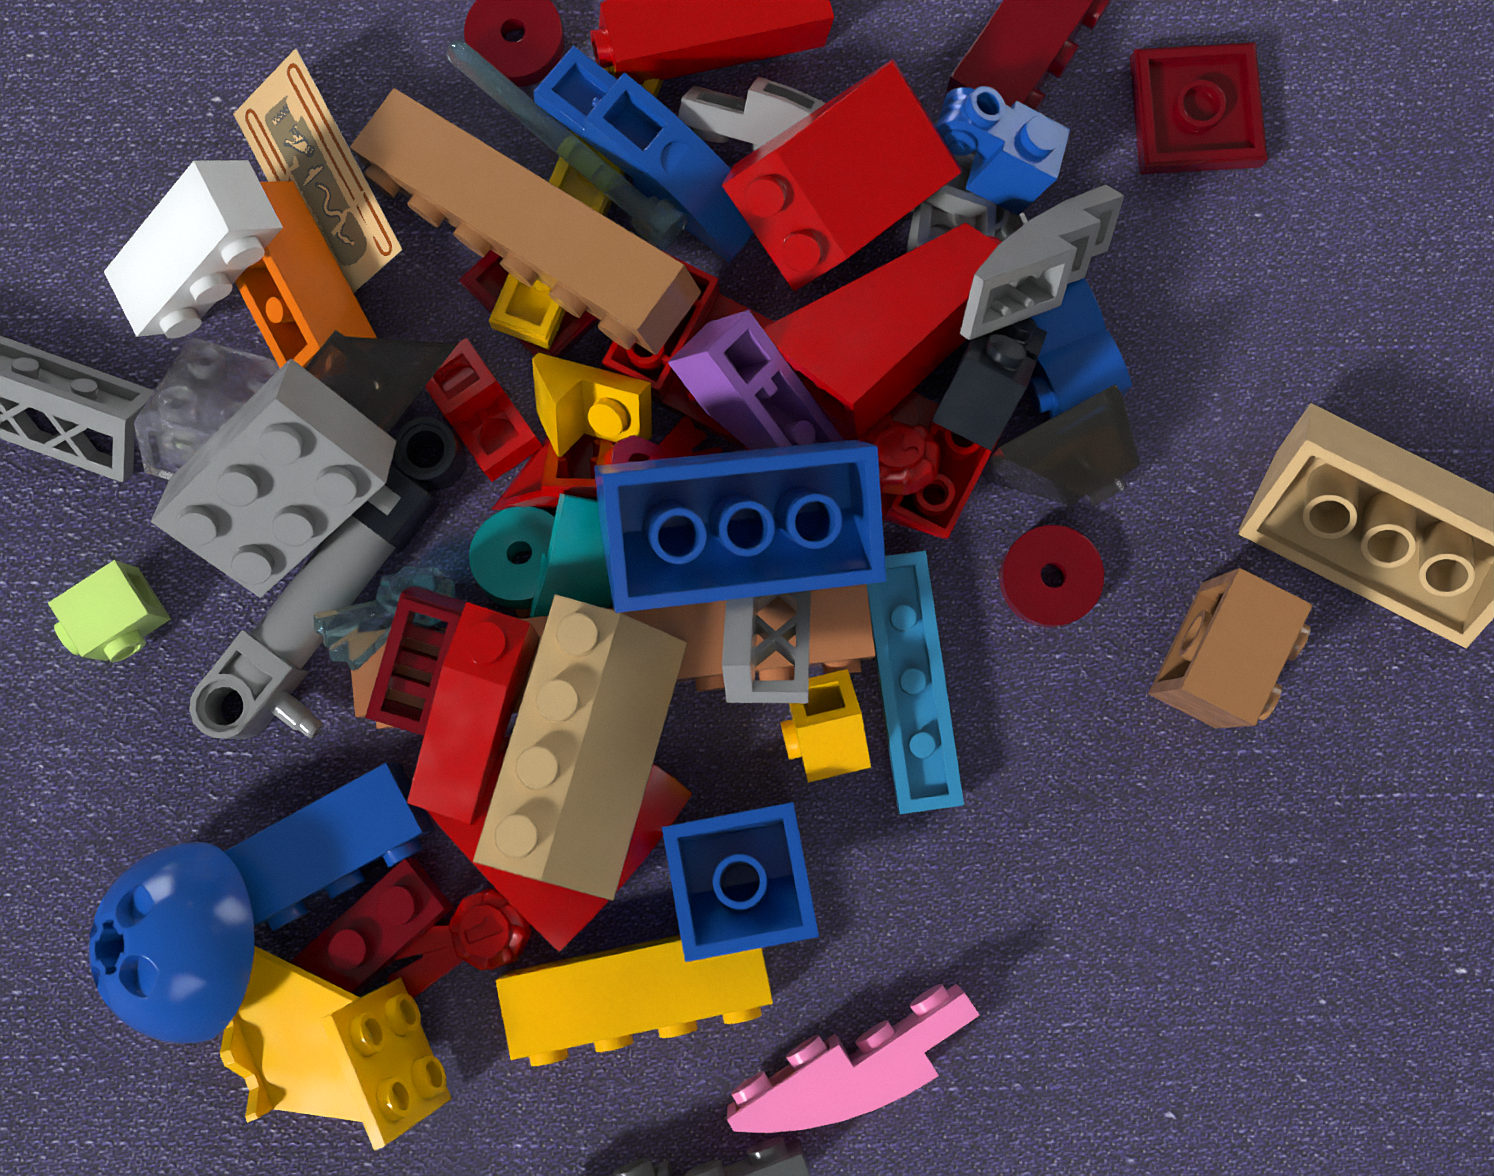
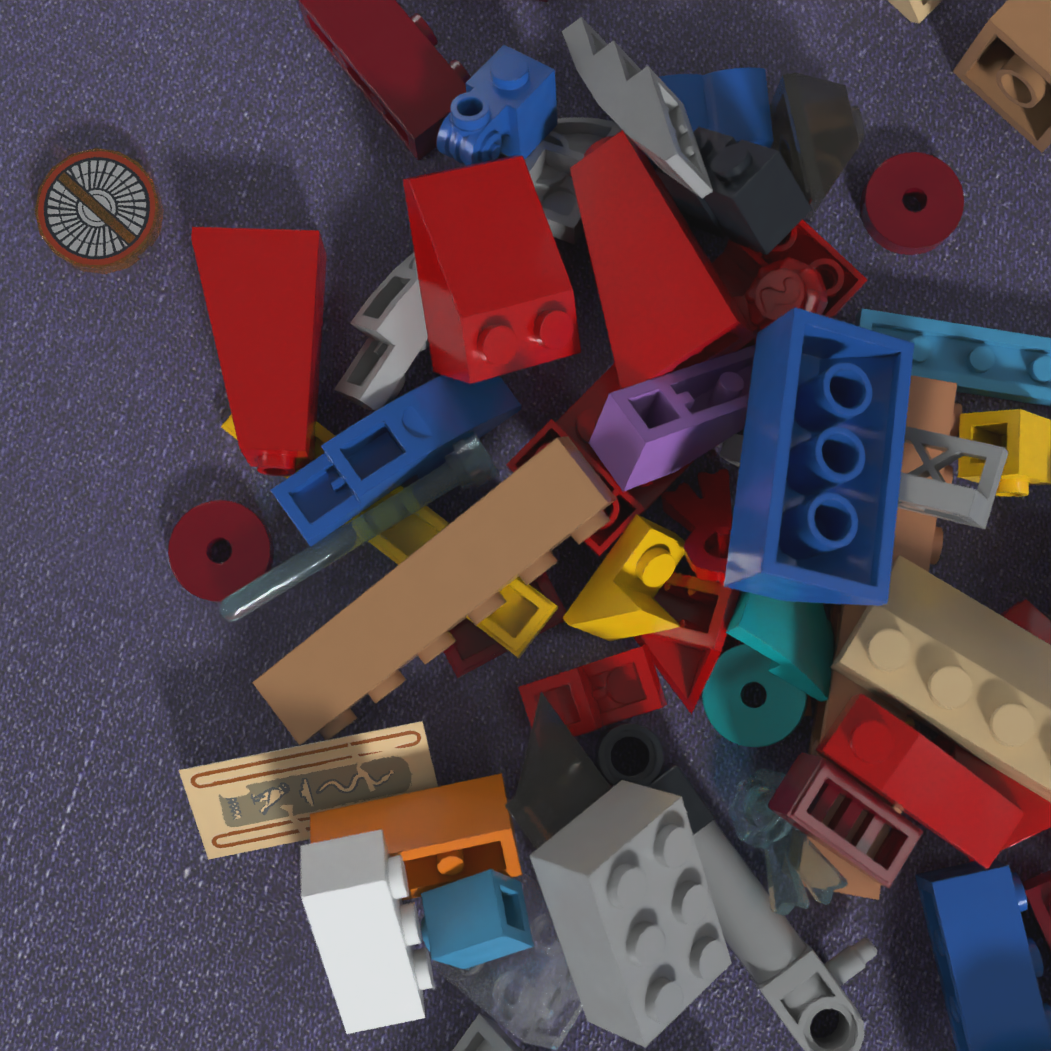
camera: 75 degrees left, 0 degrees up
(231, 348) = (475, 920): none -> dark azure brick

